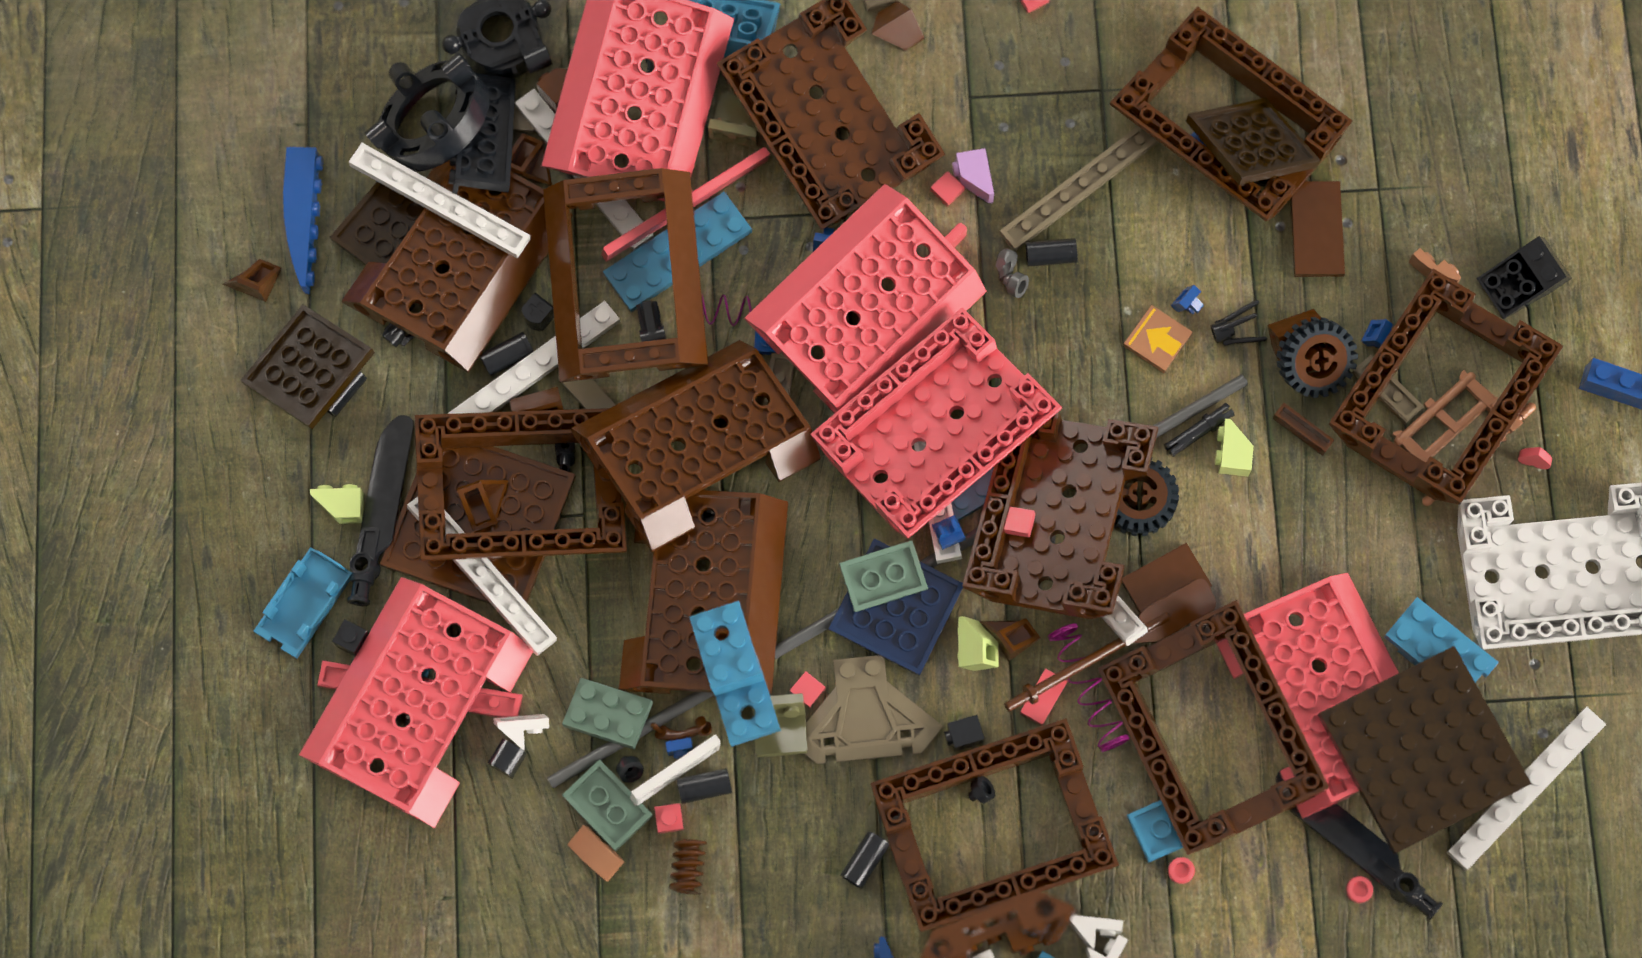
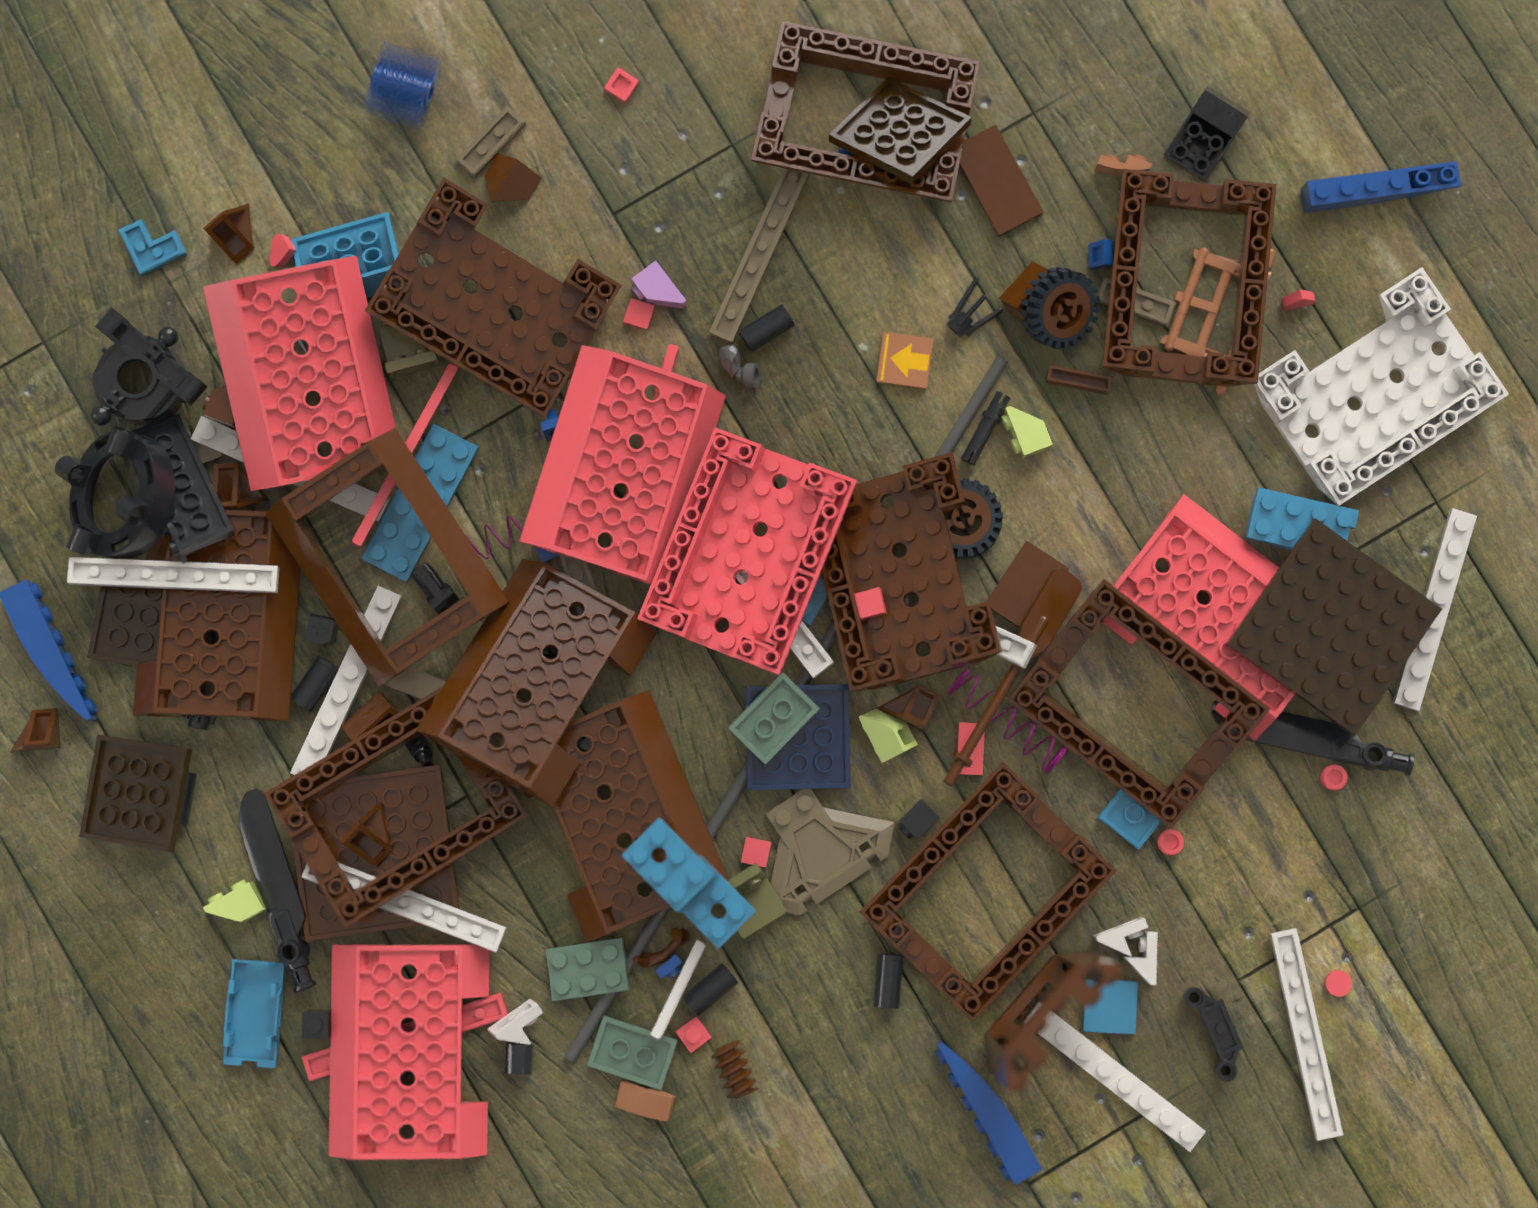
camera: 30 degrees left, 10 degrees up
(629, 769) = (634, 1009): black tile -> none
(948, 532) = (811, 646): blue tile -> none
(981, 790) = (959, 863): black tile -> none
(1188, 300) = (914, 310): blue tile -> none

